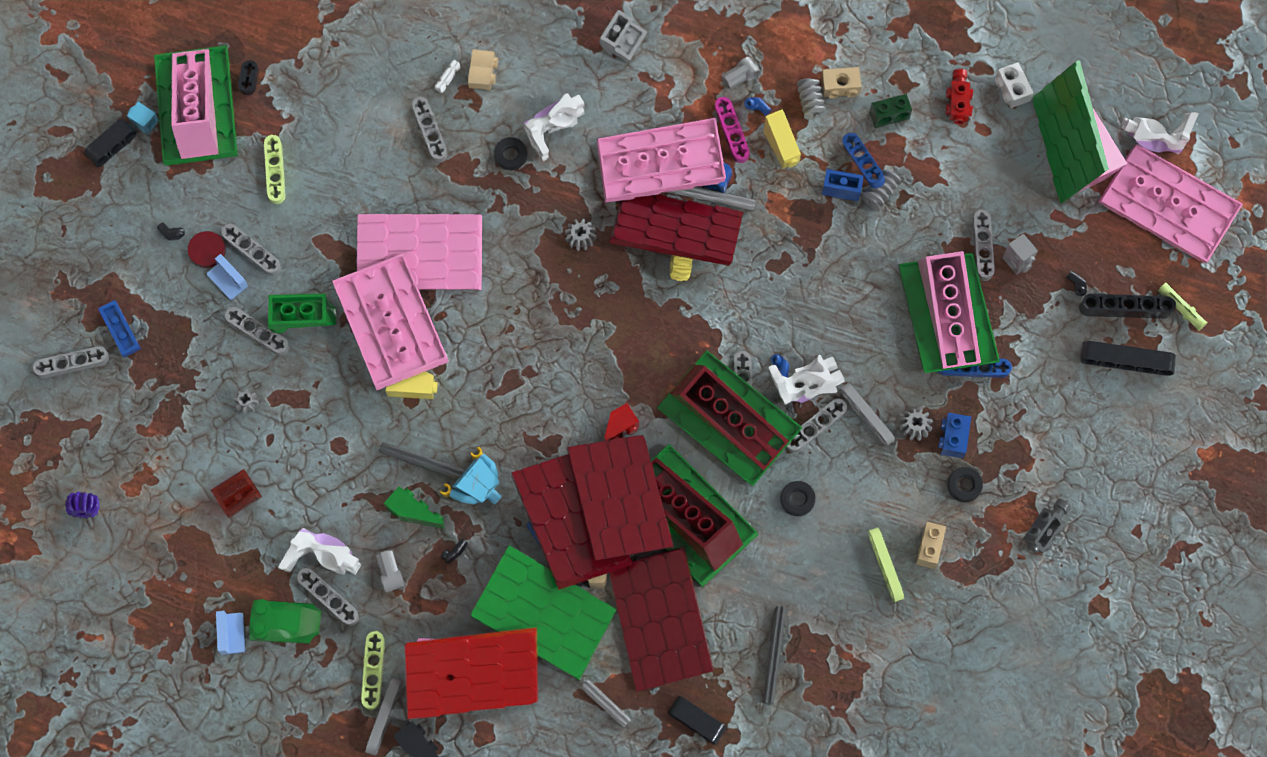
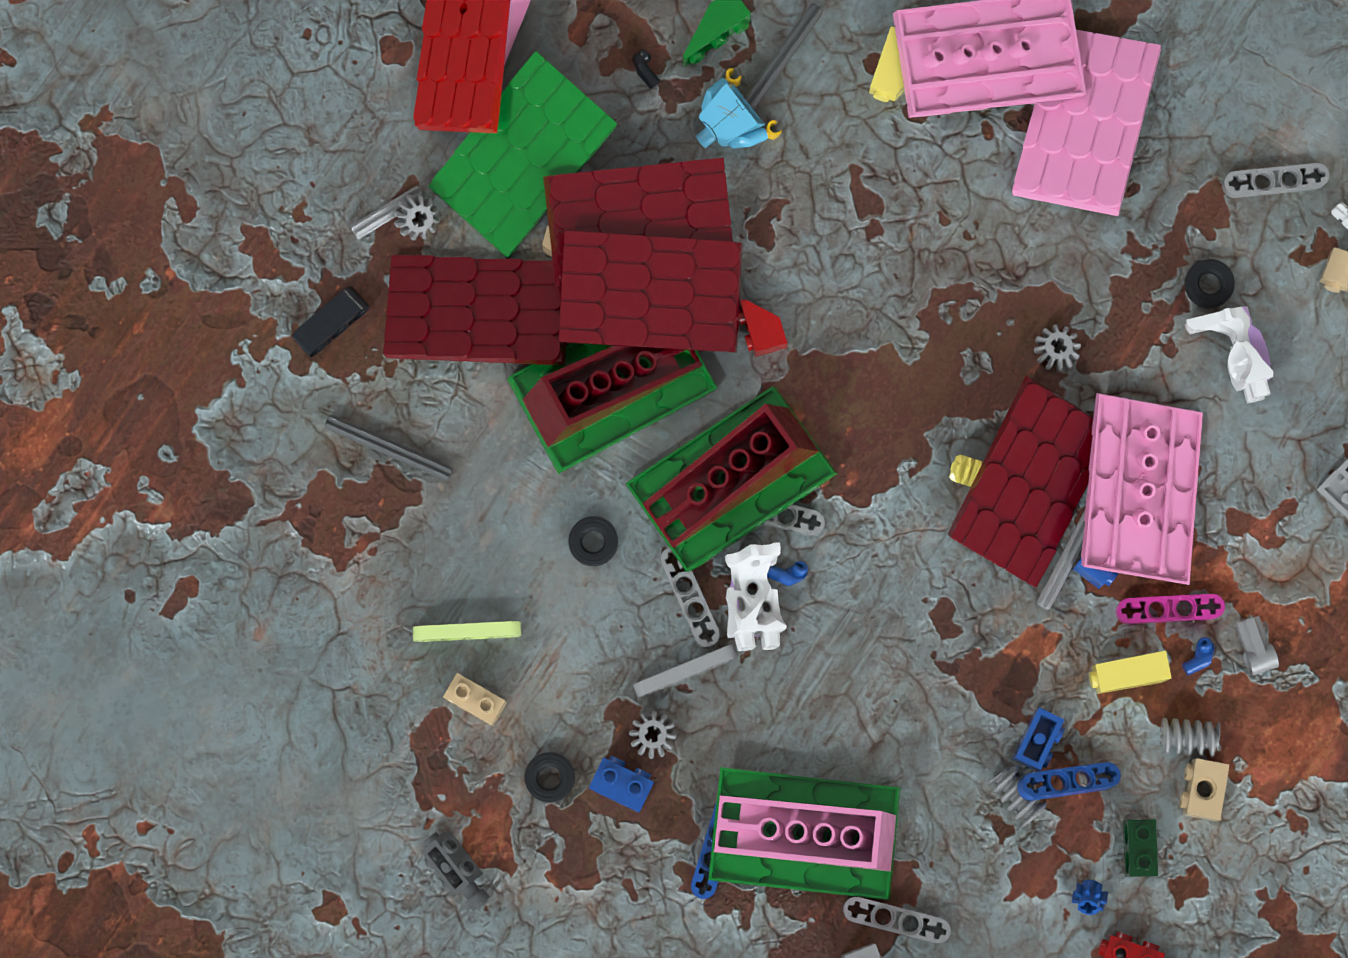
camera: 105 degrees right, 10 degrees up
(605, 679) = (425, 219): none -> light grey gear
(931, 133) = (1090, 897): none -> blue gear

